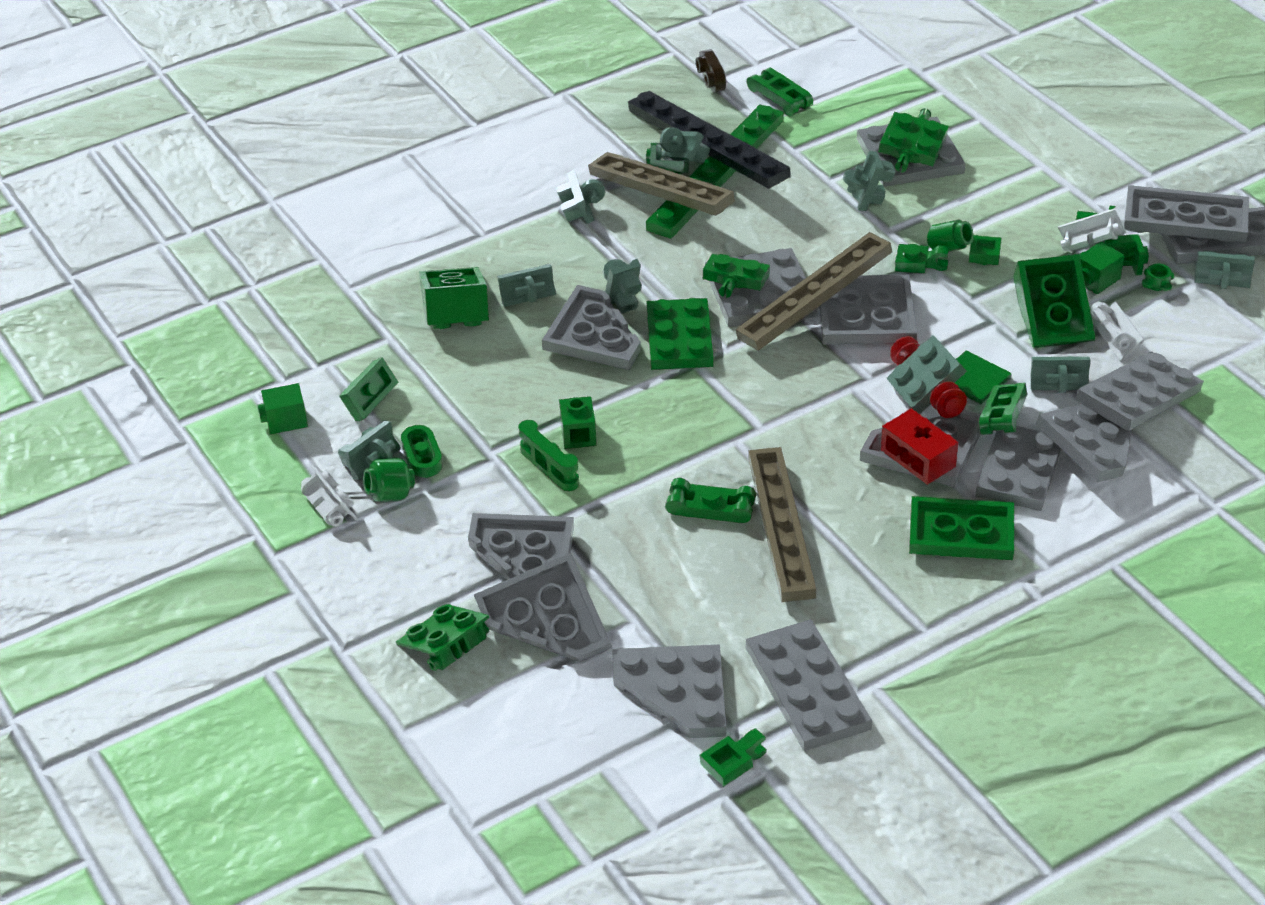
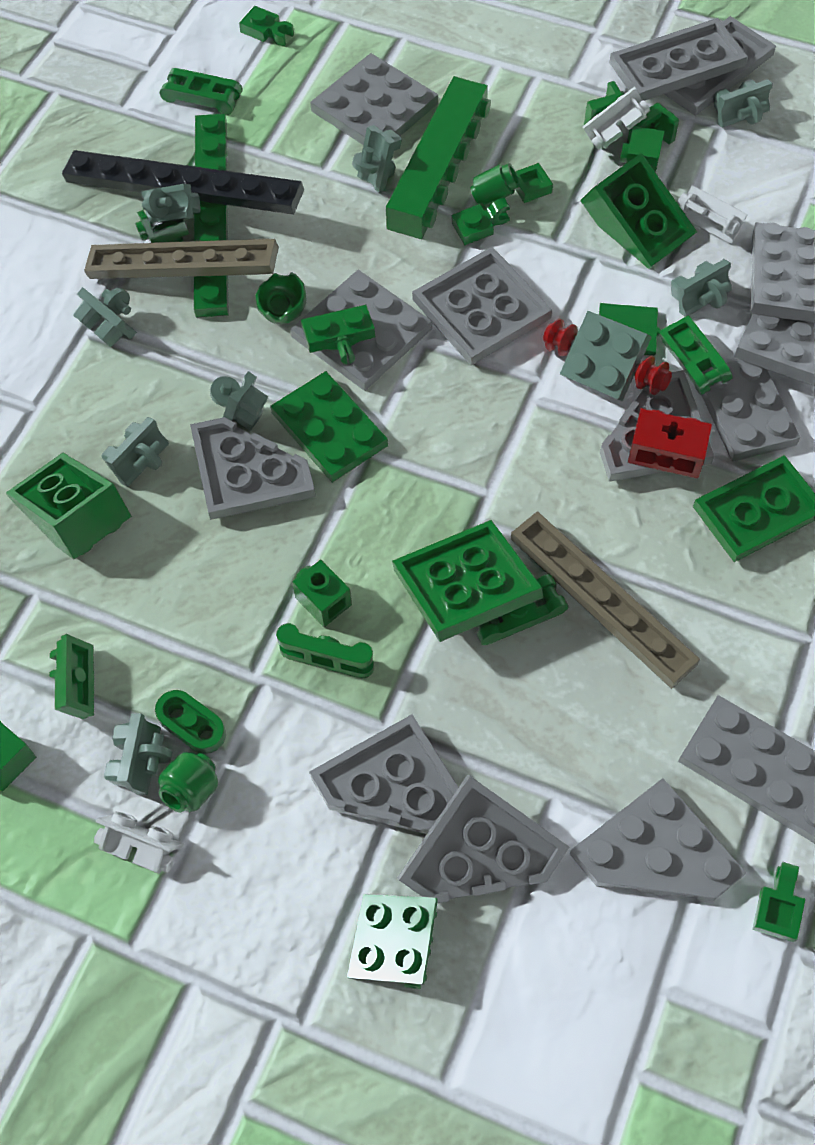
camera: 35 degrees left, 20 degrees up
(685, 459) = (467, 580): none -> green plate
(712, 70) = (118, 97): dark brown plate -> none
(714, 239) = (281, 298): none -> green hair
(813, 291) = (430, 314): dark tan plate -> none
(870, 67) = (264, 24): none -> green plate
(913, 139) = (379, 90): green plate -> none
(926, 200) = (437, 158): none -> green brick
(1158, 277) = (695, 138): green plate -> none

